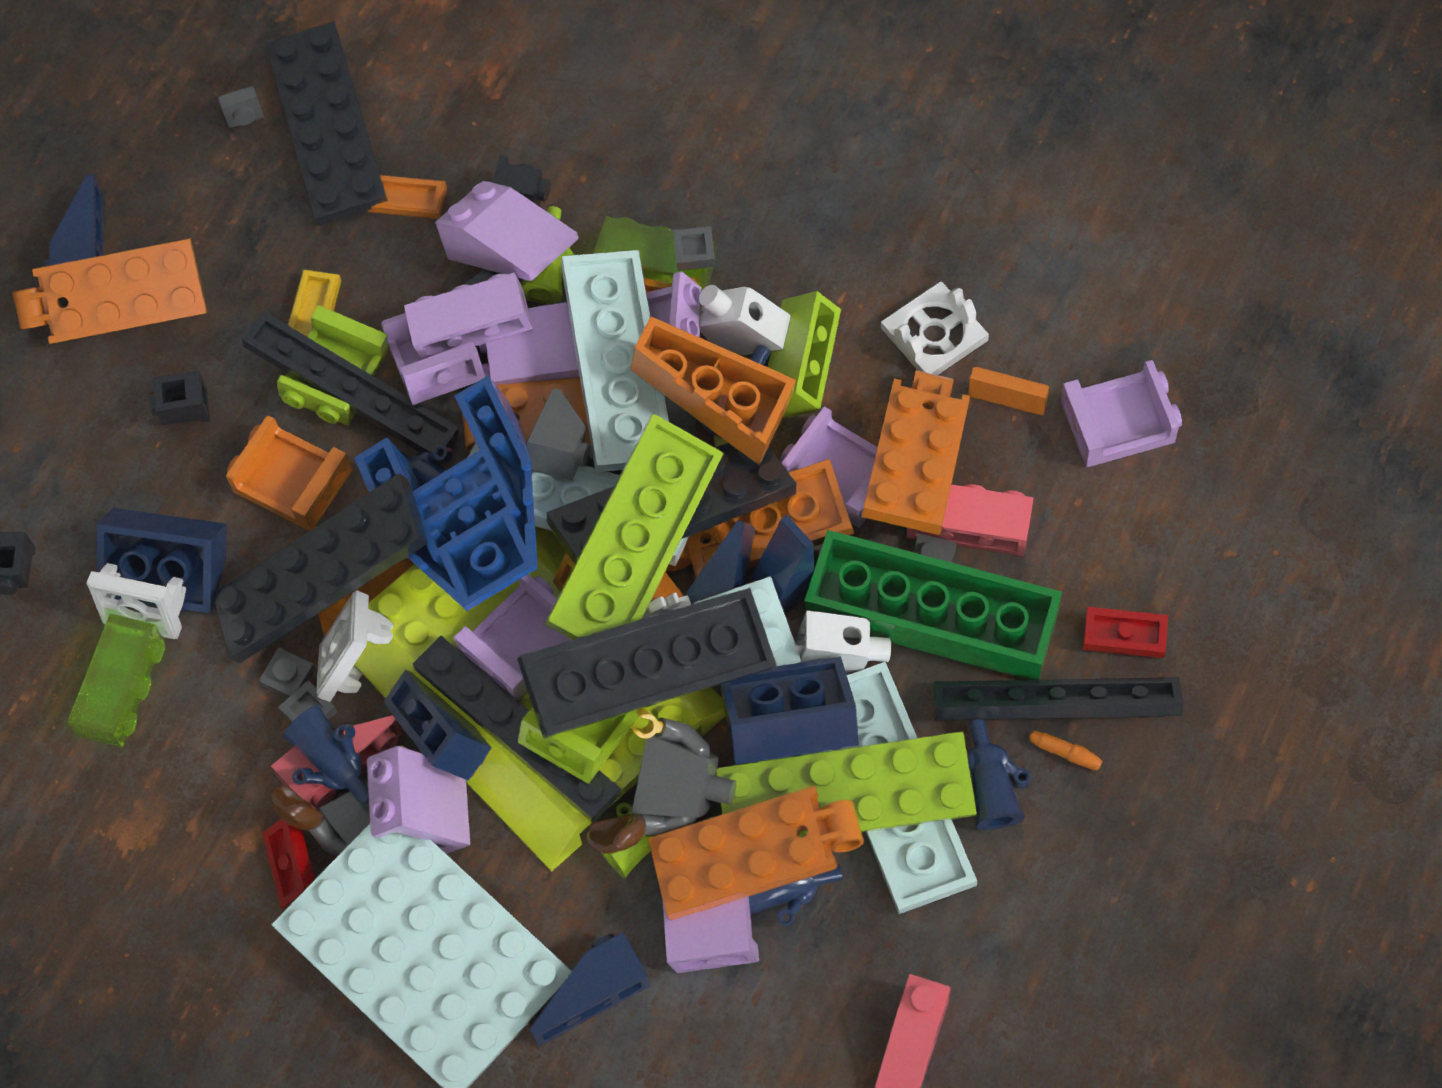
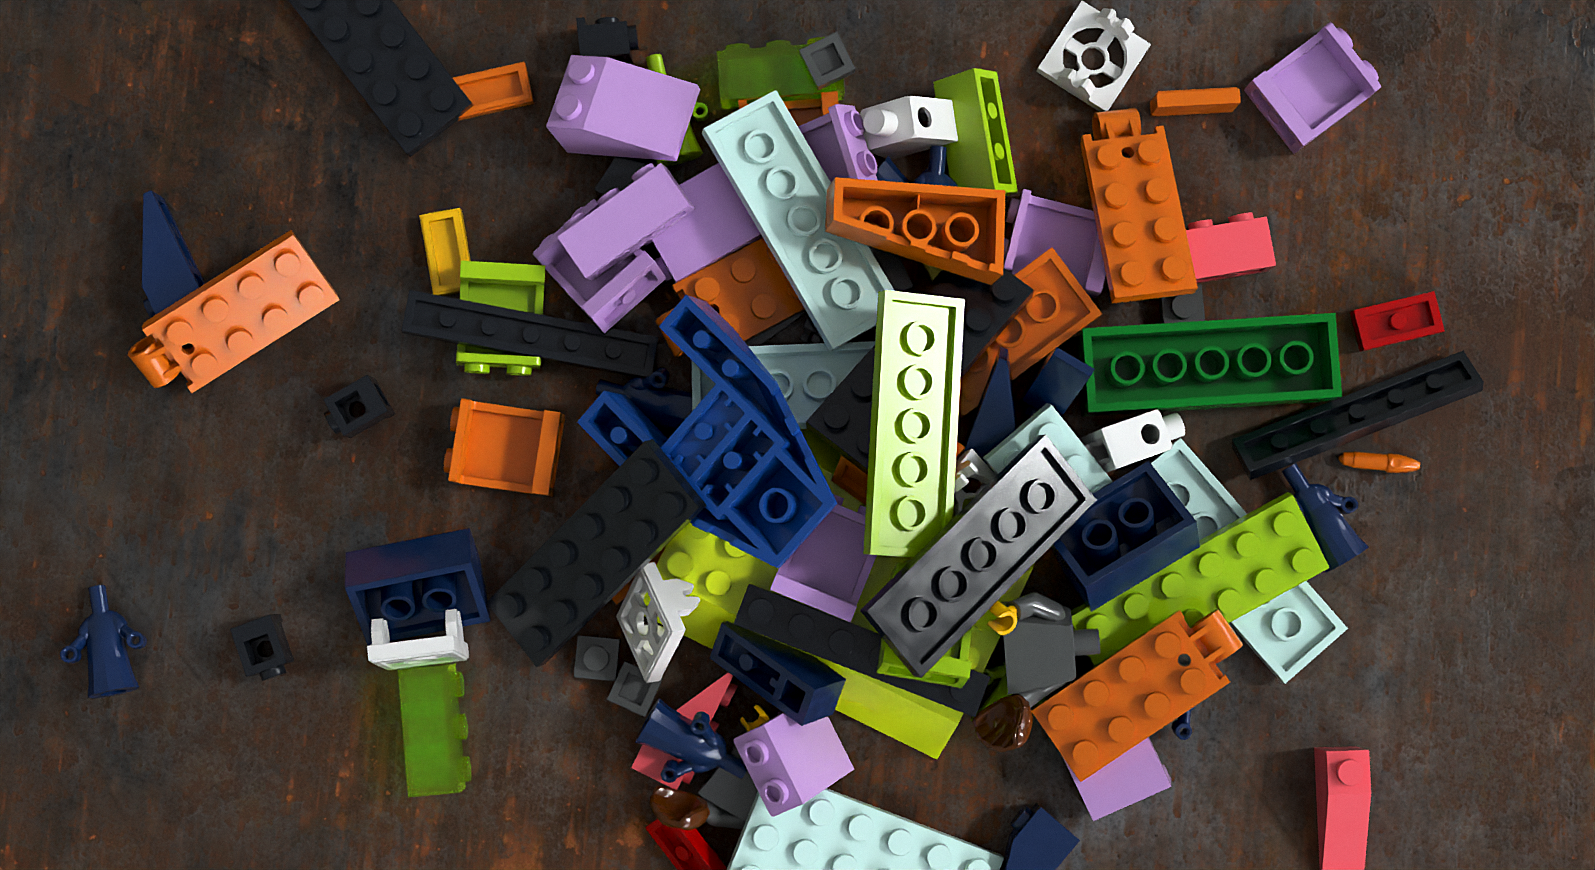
camera: 25 degrees left, 20 degrees up
(241, 107) = (270, 51): dark grey plate -> none
(558, 439) = (779, 328): dark grey slope -> none

